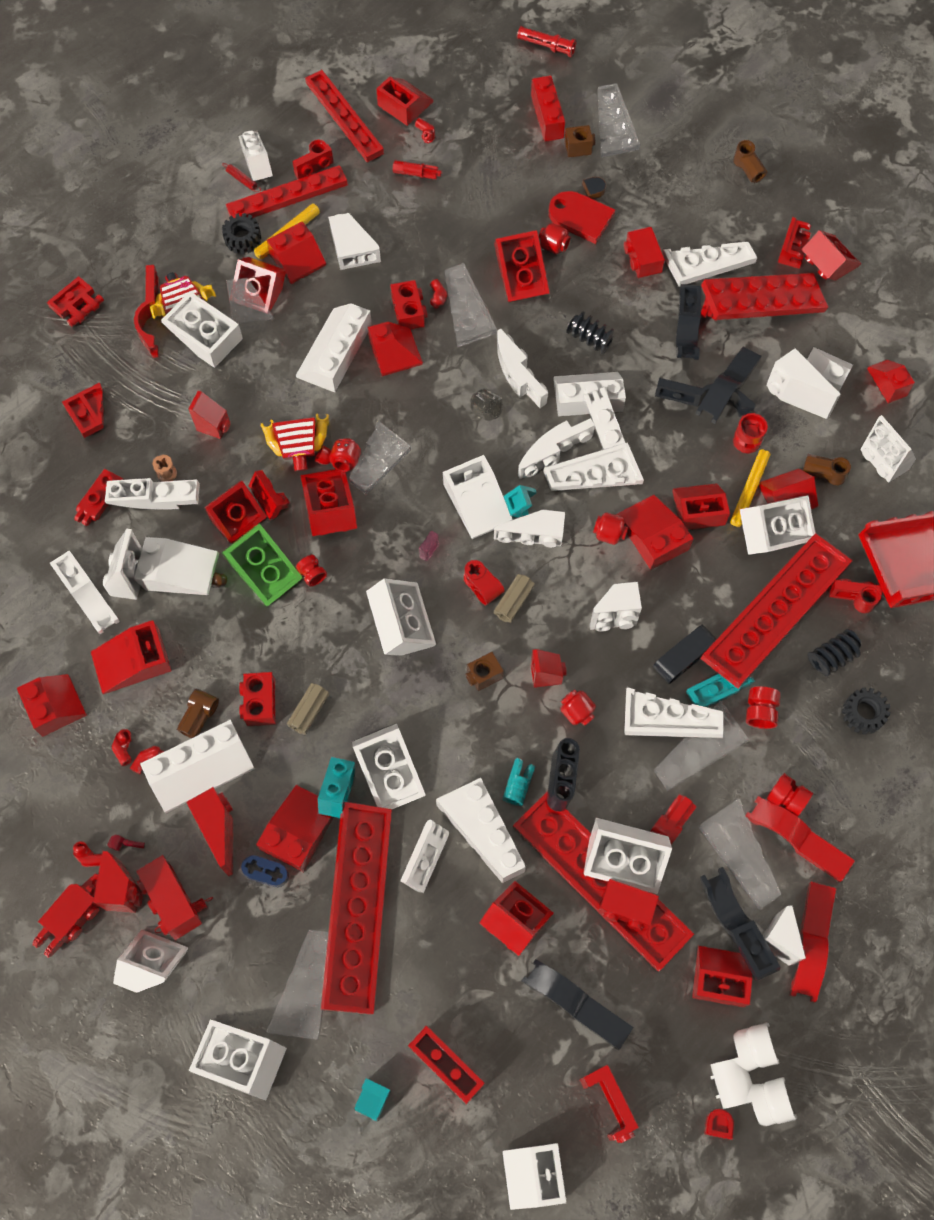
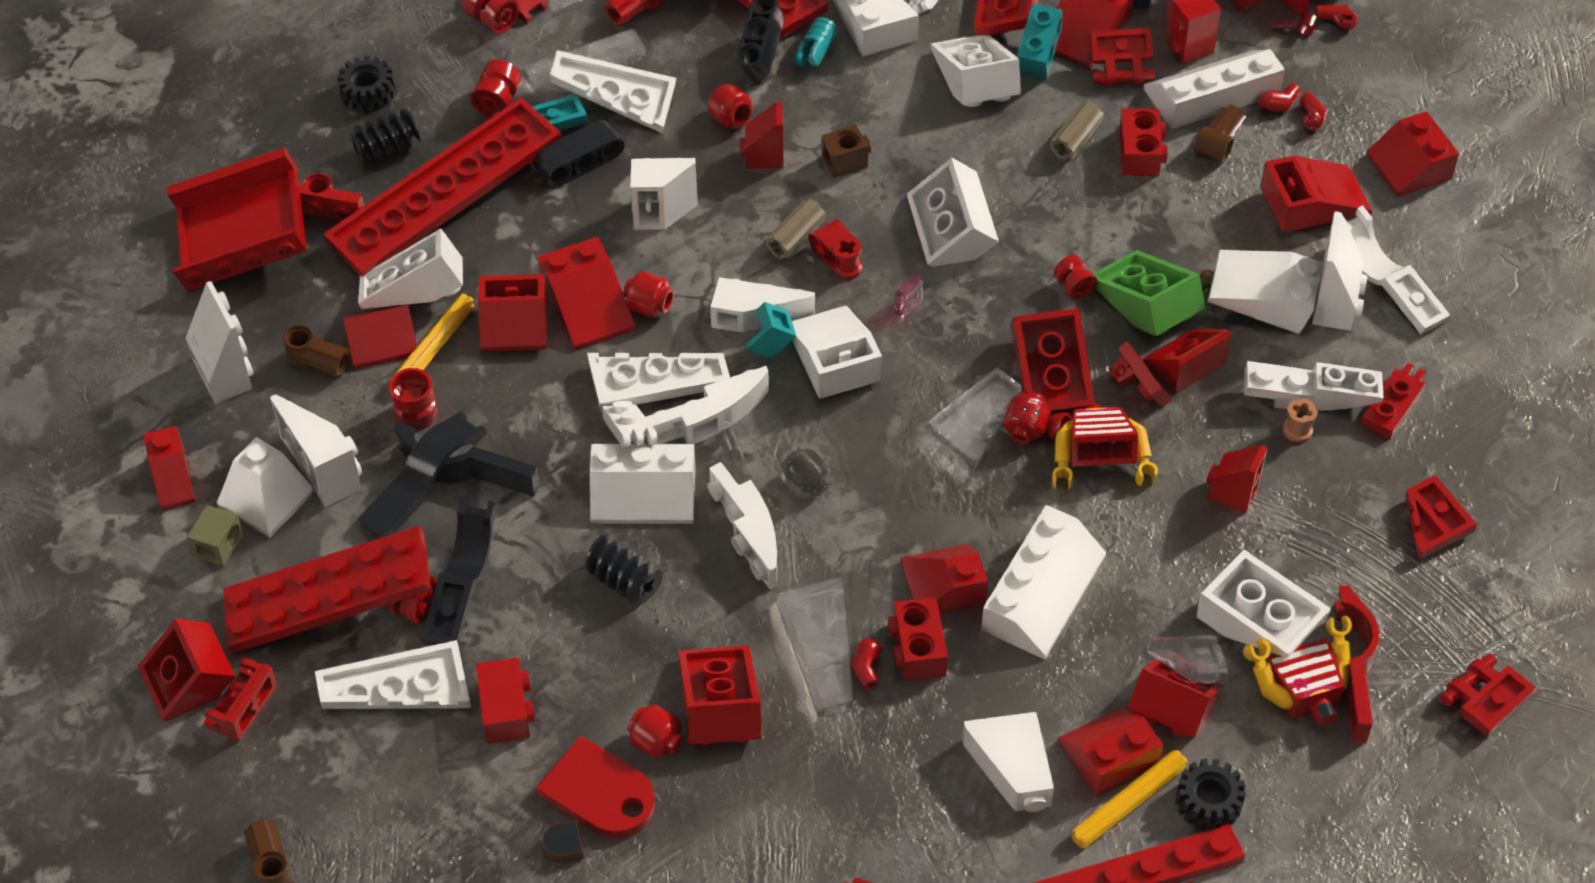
camera: 175 degrees left, 15 degrees down
(270, 784) = (1119, 47): none -> red plate
(845, 336) = (215, 535): none -> olive brick

